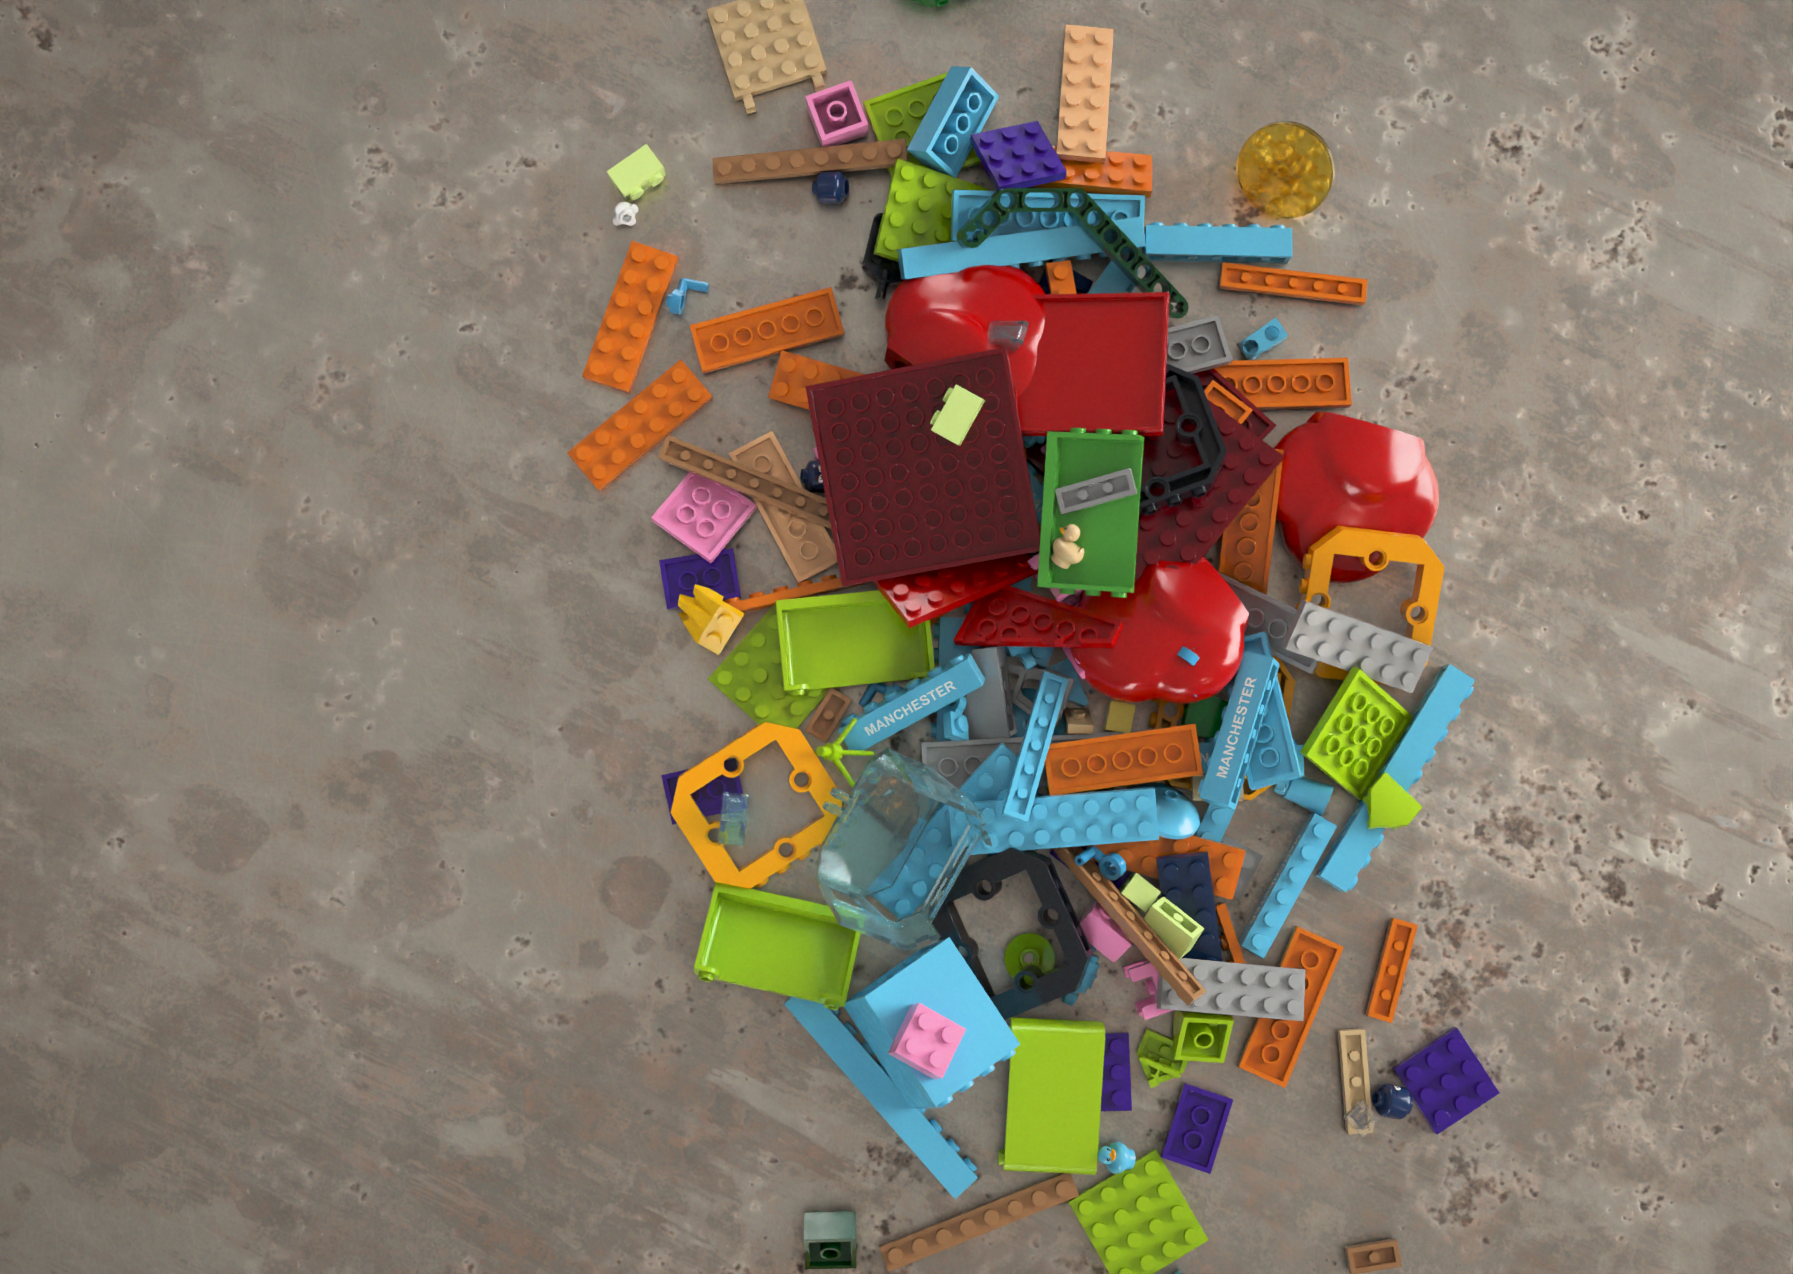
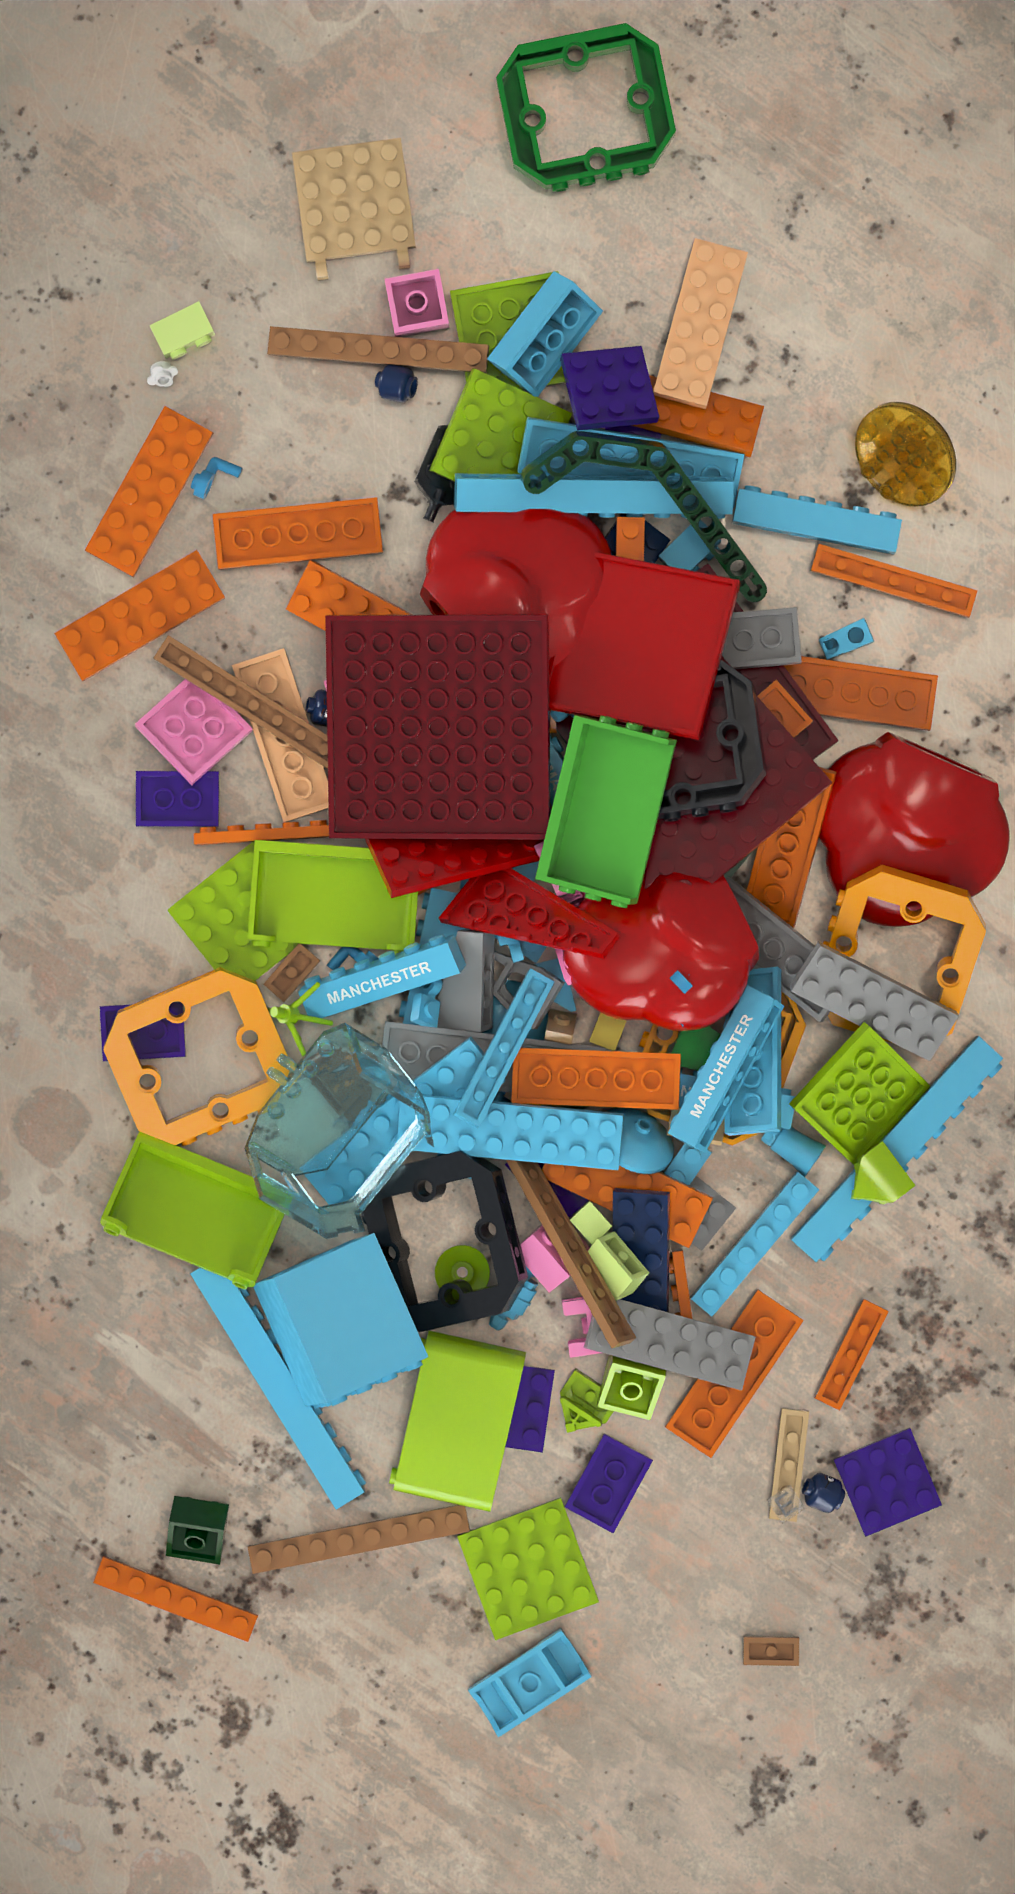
camera: 25 degrees right, 5 degrees up
(708, 618) = (179, 844): yellow plate -> none
(733, 818) = (169, 1067): clear light blue slope -> none
(926, 1041) = (329, 1334): bright pink brick -> none
(957, 414) = (481, 679): yellowish green brick -> none
(1007, 334) = (554, 596): clear light blue slope -> none
(1065, 549) = (571, 843): tan animal -> none
(1096, 491) = (614, 788): light grey plate -> none
(1110, 865) = (564, 1188): dark azure plate -> none
(1117, 1157) = (516, 1498): medium azure animal -> none

